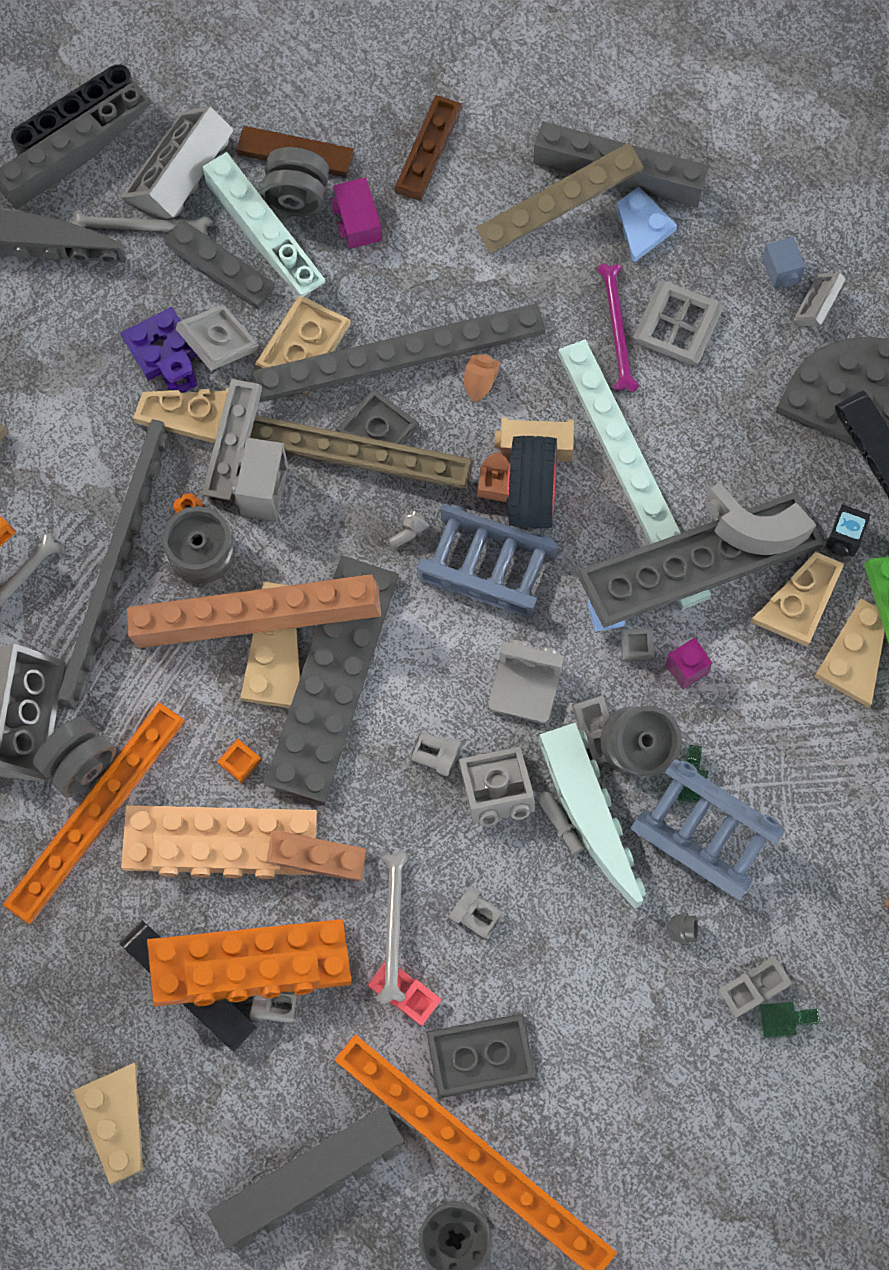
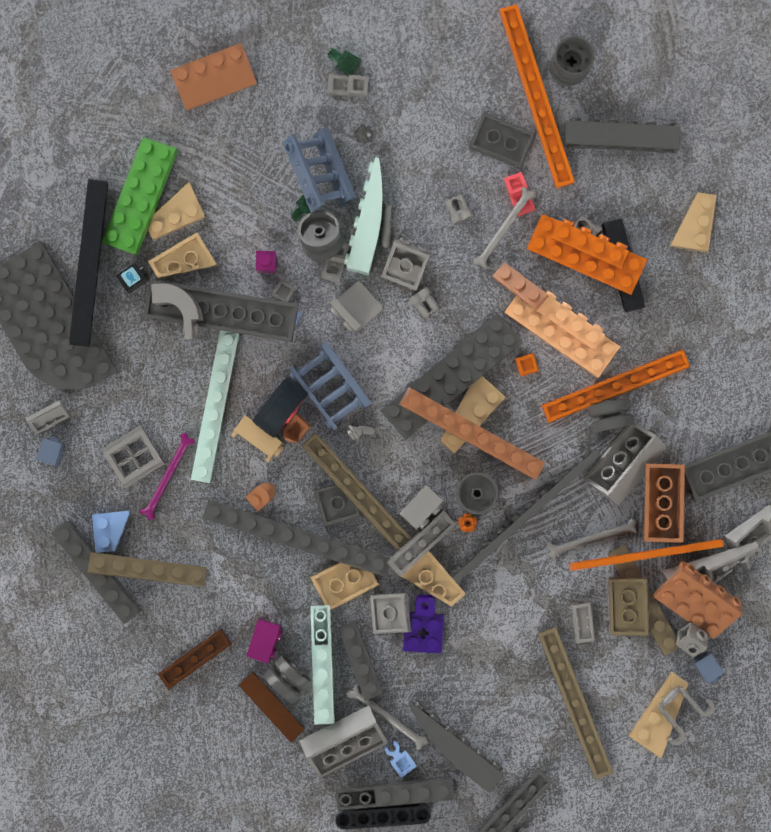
camera: 150 degrees left, 15 degrees up
(90, 184) = (402, 760): none -> light blue plate

